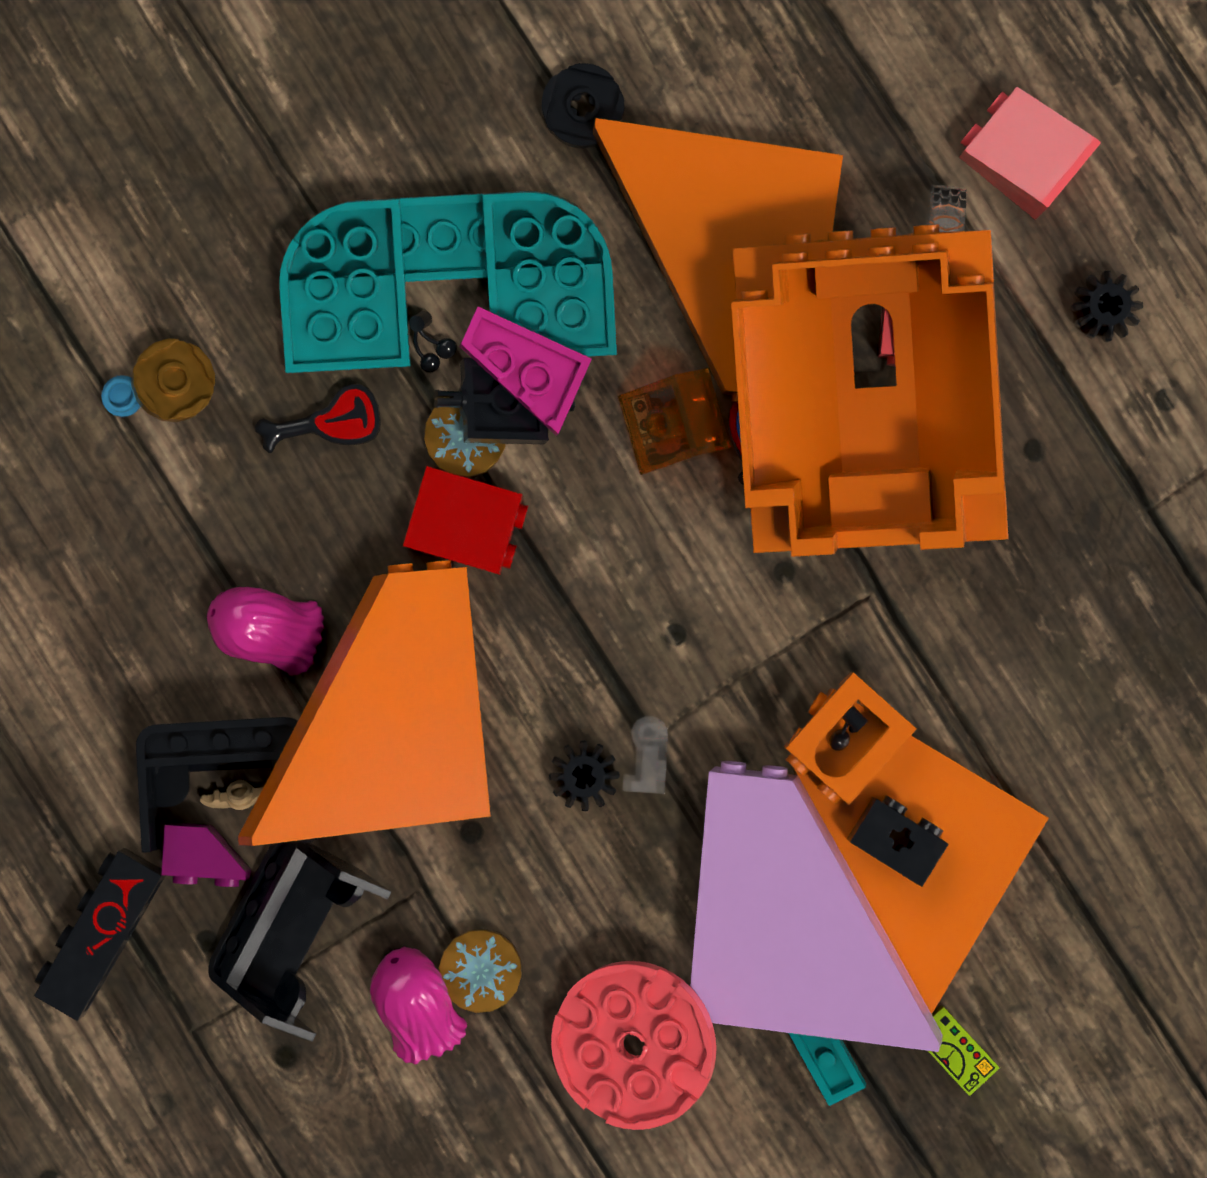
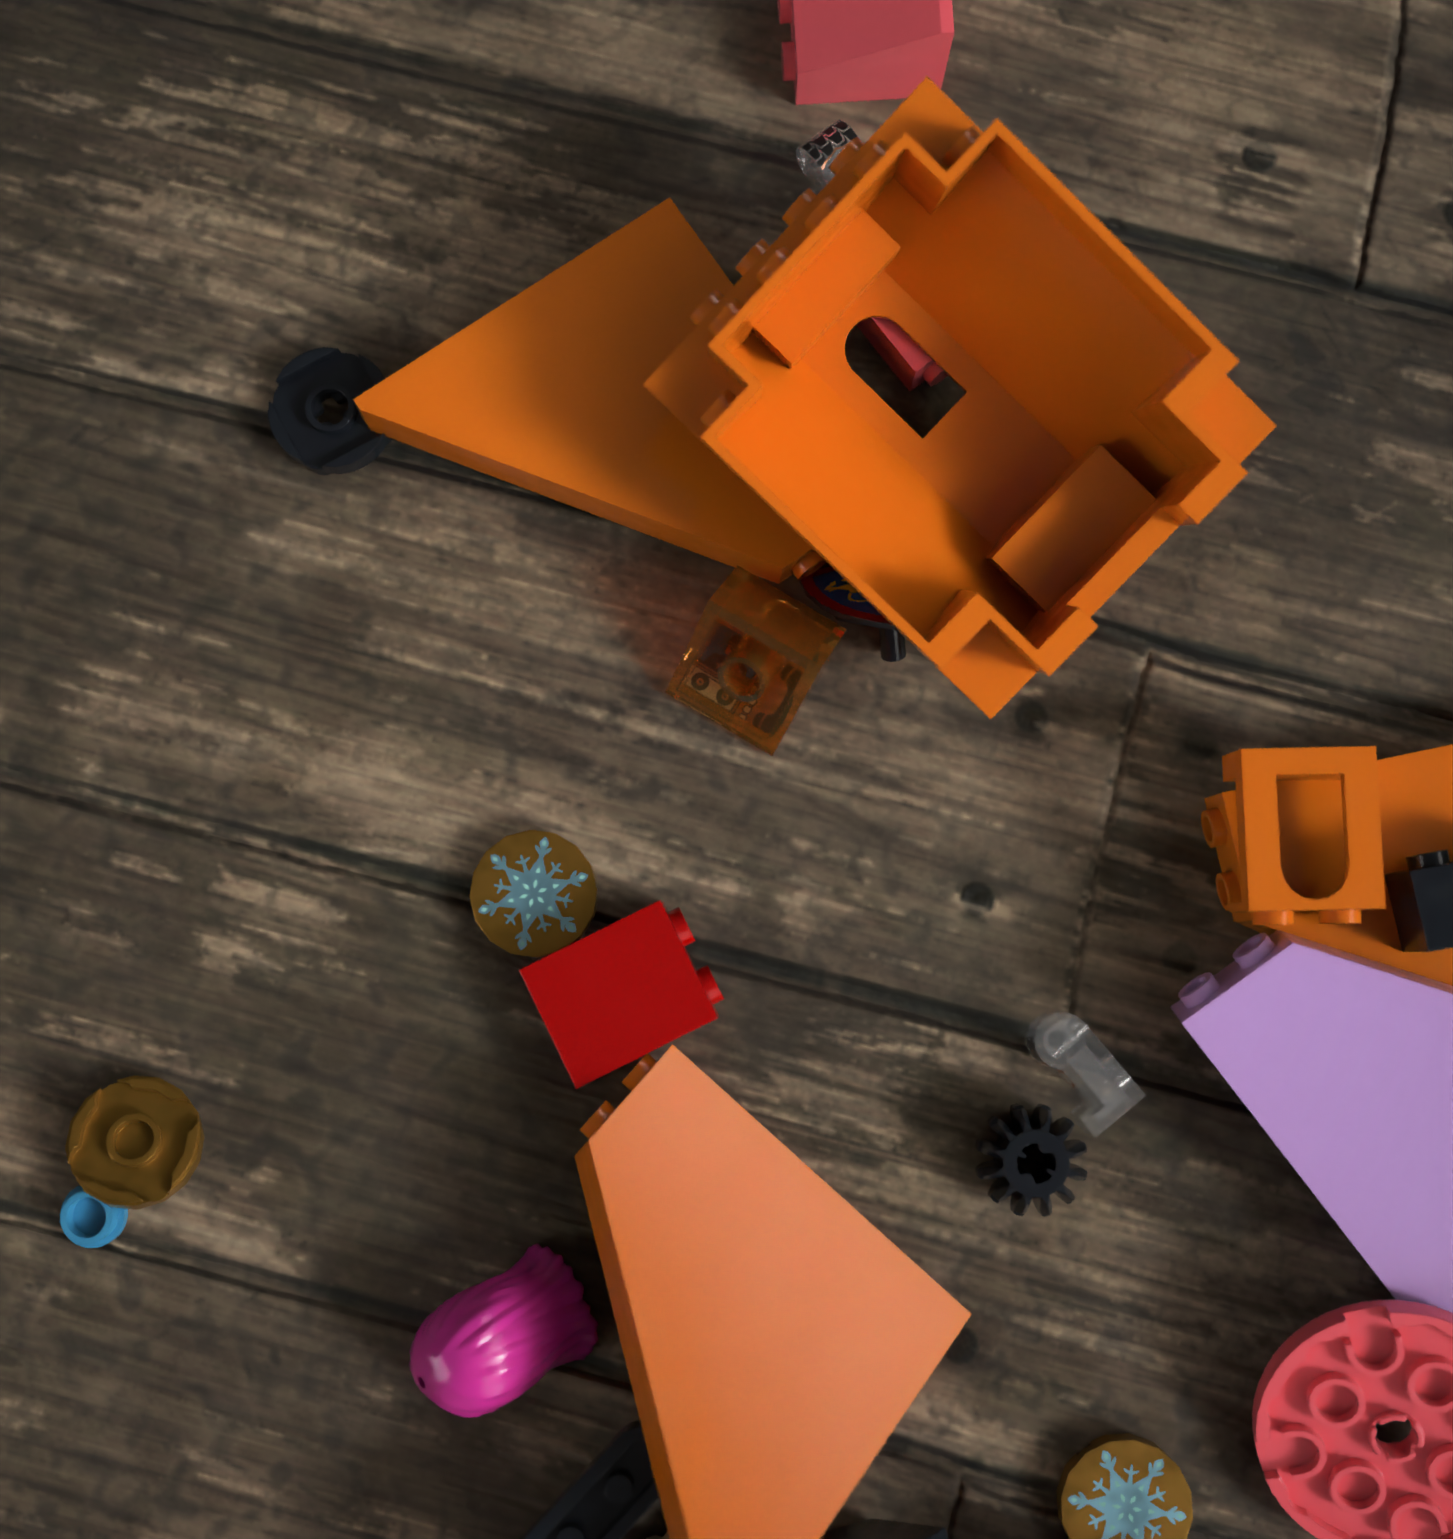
camera: 40 degrees left, 5 degrees down
(348, 420) = (382, 999): black piece -> none
(352, 261) = (221, 807): teal plate -> none
(445, 347) = (421, 817): black piece -> none
(490, 410) = (541, 814): black plate -> none
(527, 365) = (529, 747): dark pink wing -> none
(855, 720) = (1292, 803): black piece -> none
(1107, 291) = (1112, 86): black gear -> none

